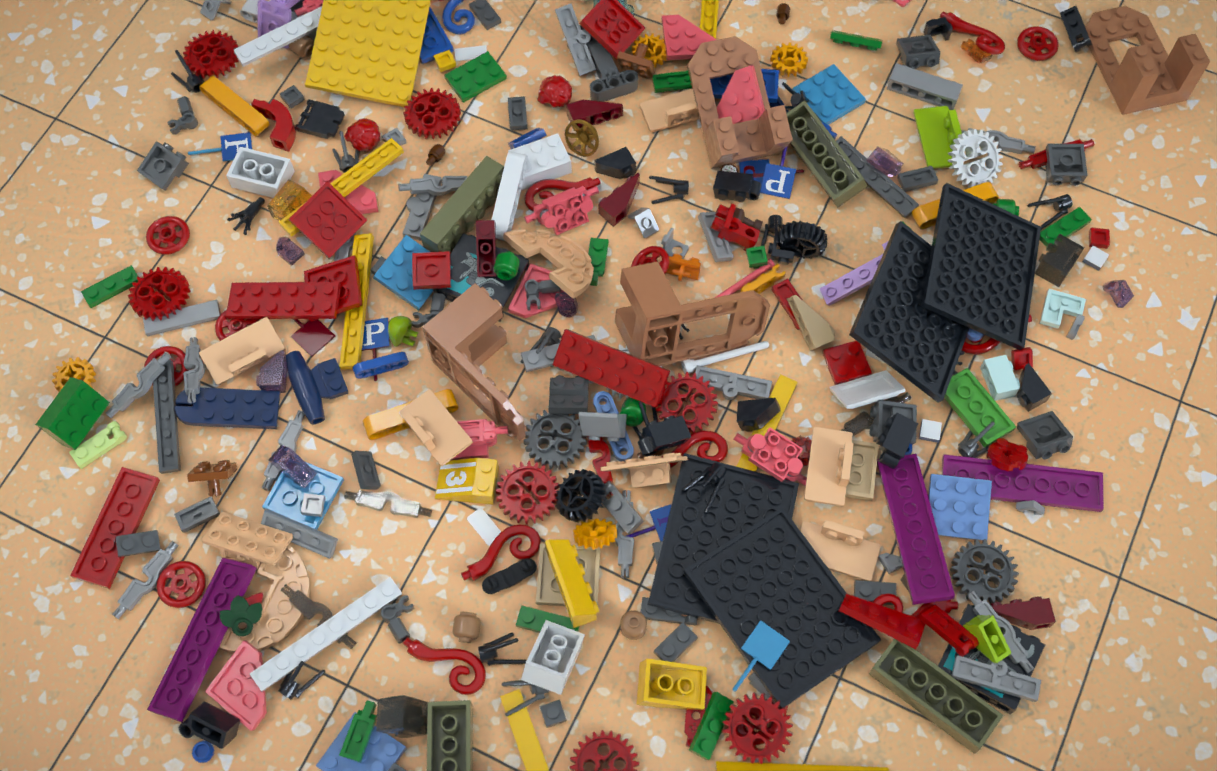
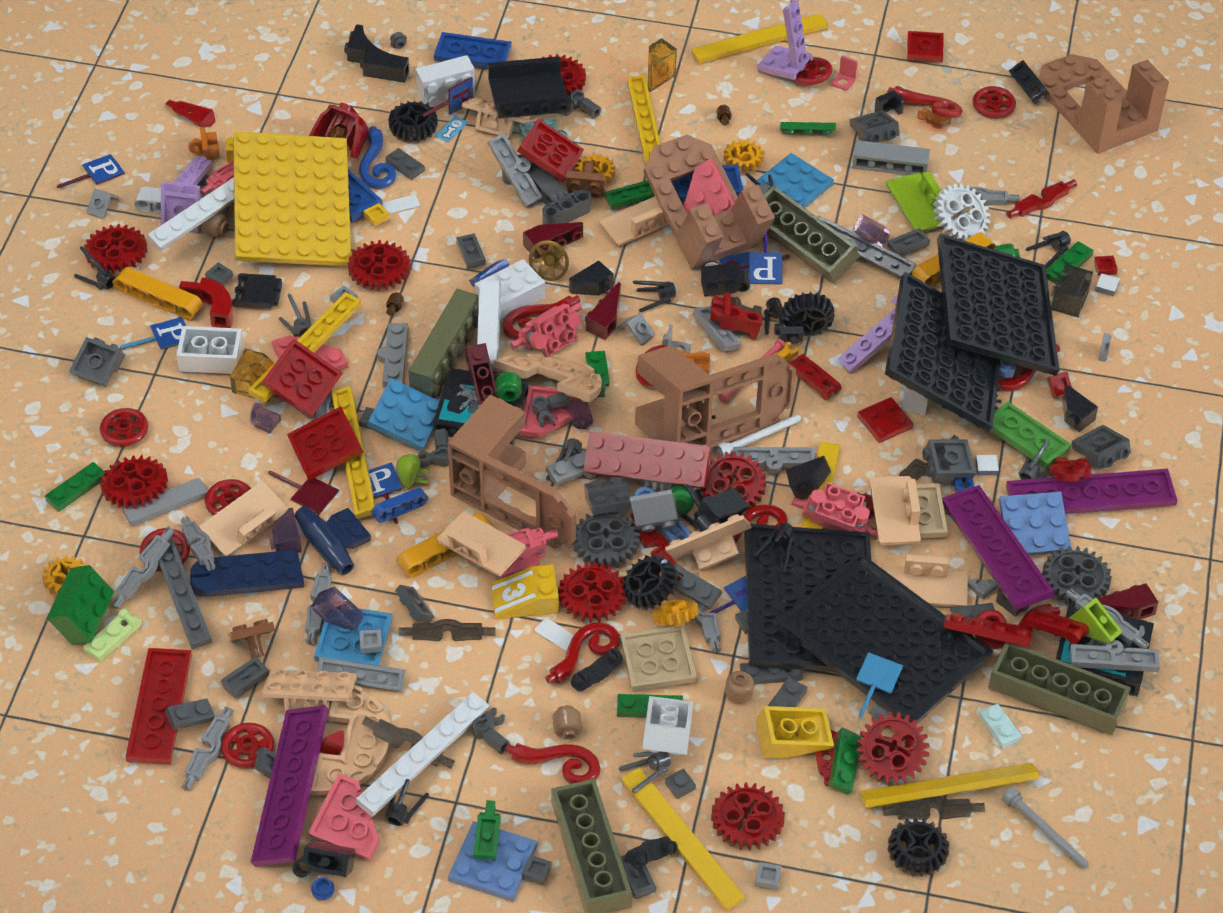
camera: 15 degrees left, 15 degrees down
(187, 120) = (108, 316): dark grey bar -> none
(188, 608) = (265, 762): none -> dark grey plate
(241, 612) = (327, 749): dark green plate -> none
(247, 215) = (206, 393): black piece -> none
(283, 300) = (276, 462): red plate -> none
(363, 135) = (312, 296): red hair -> none
(402, 716) = (529, 806): clear smoke piece -> none
(428, 185) = (400, 331): light grey piece -> none
(431, 270) = (429, 405): red plate -> none
(475, 76) = (414, 224): green plate -> none
(489, 651) = (597, 741): black plant -> none
(555, 91) = (506, 222): red hair -> none
(571, 582) = (664, 657): yellow slope -> none
(682, 37) = (625, 152): coral plate -> none
(756, 257) = (765, 339): green tile -> none
(813, 327) = (841, 389): tan slope -> none
(867, 390) = (913, 437): white piece -> none
(868, 719) = (1000, 726): none -> light aqua plate
(895, 439) = (955, 470): black hinge -> none
(1000, 377) = (1042, 404): light aqua brick -> none
(1030, 506) = (1105, 511): light grey tile -> none
(1058, 303) = (1082, 330): light aqua plate -> none
(1066, 164) = (1053, 204): dark grey plate -> none
(1119, 292) = (1139, 309): plate -> none

